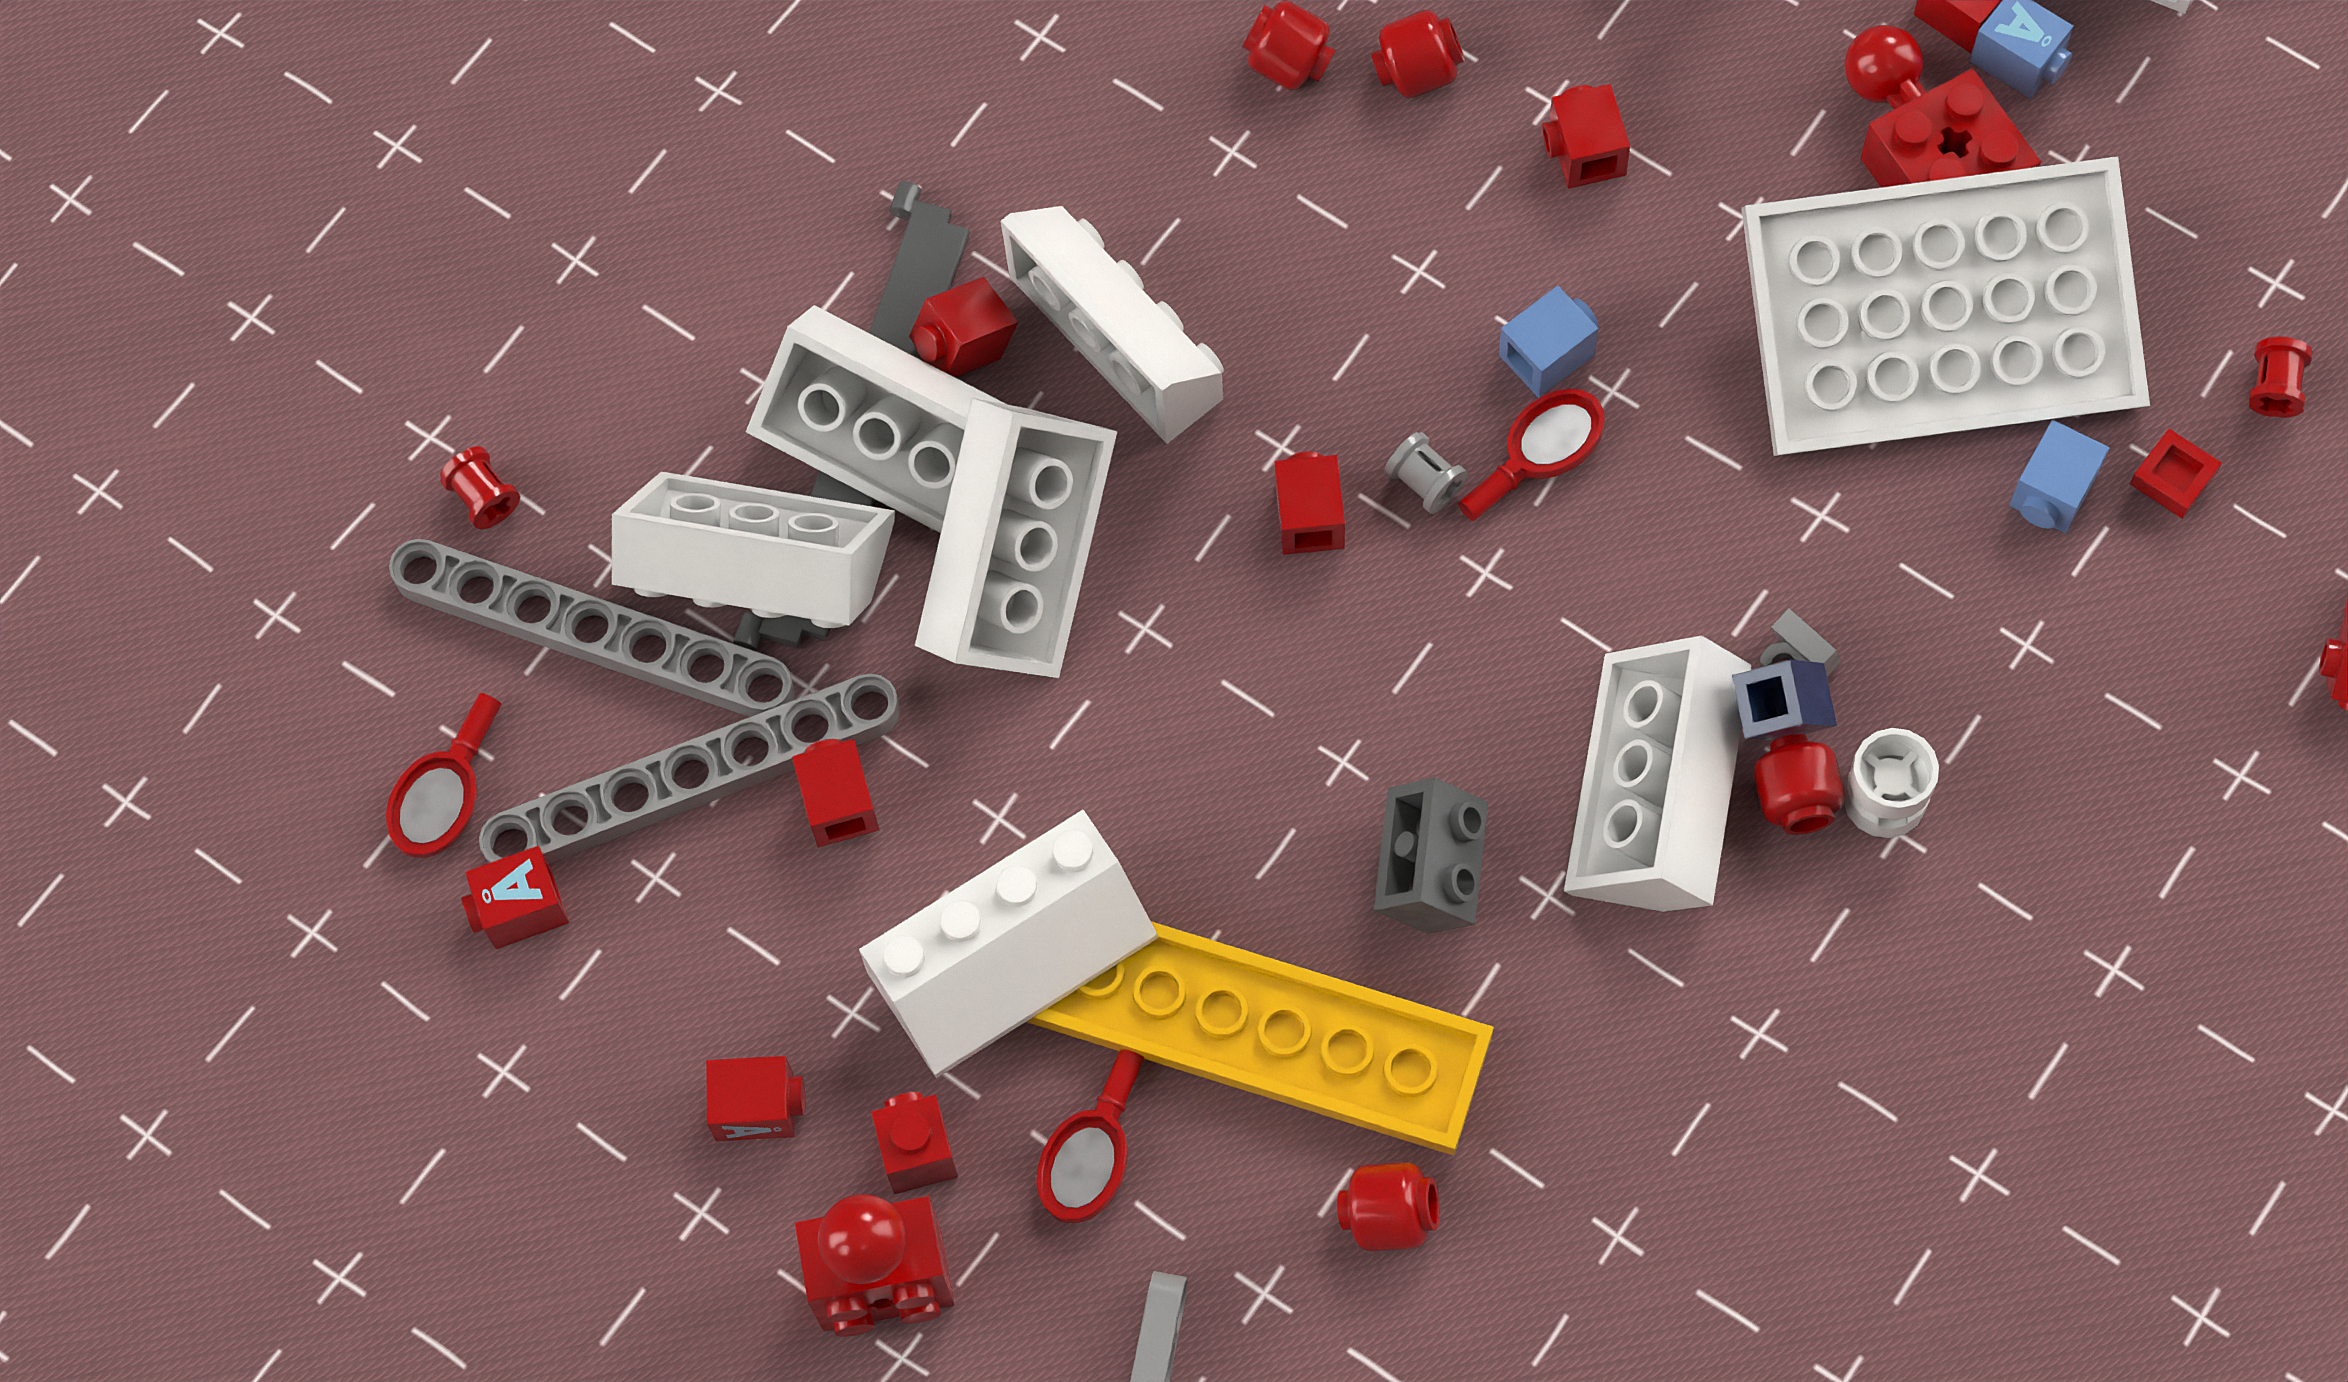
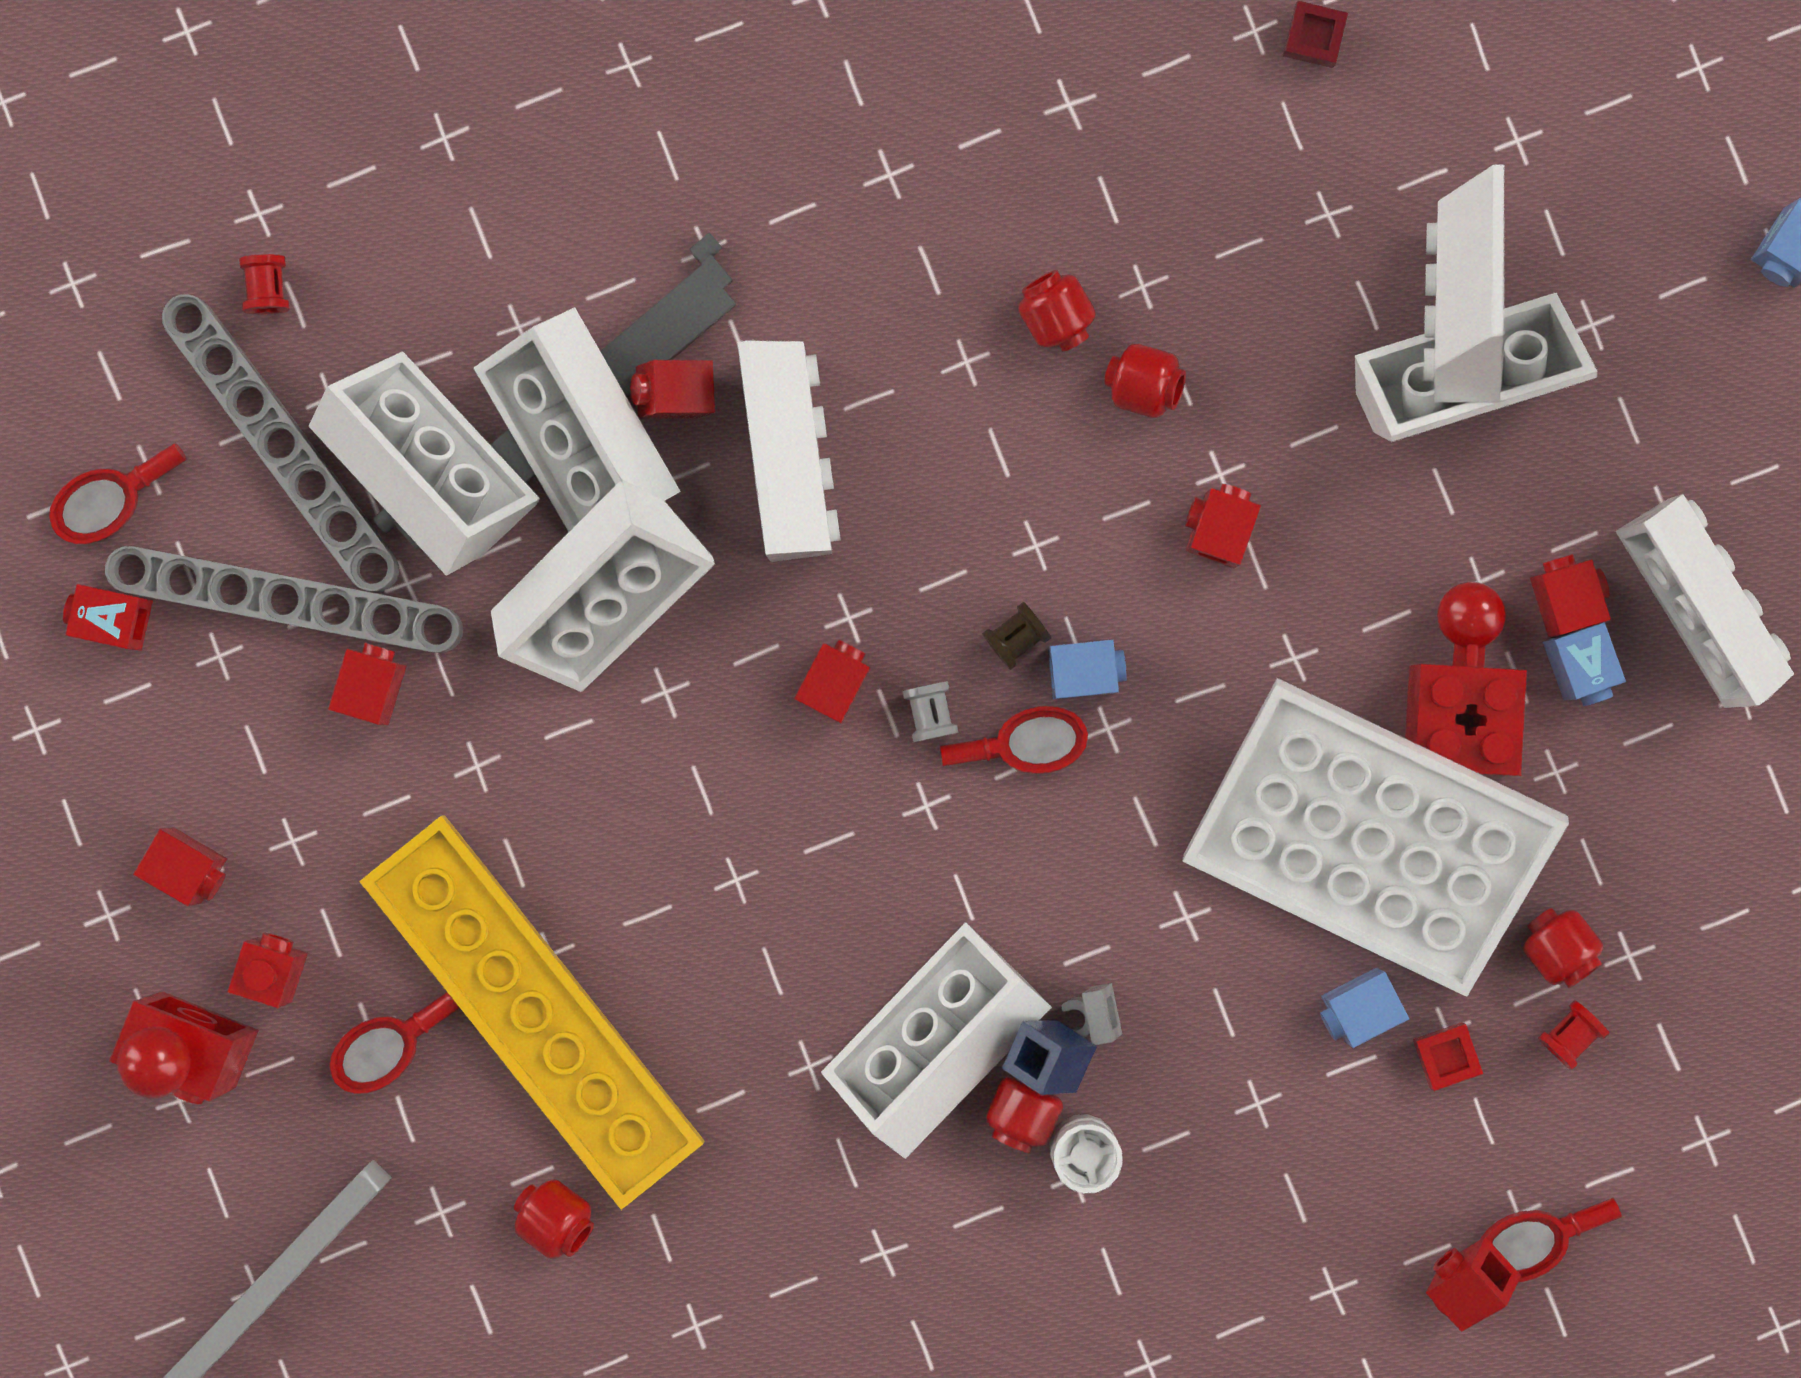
camera: 30 degrees right, 20 degrees up
(1008, 943) = (410, 882): white slope -> none
(1431, 856) = (739, 1001): dark grey brick -> none
(1460, 351) = (1016, 635): none -> dark brown bush
(2205, 302) = (1563, 947): none -> red head

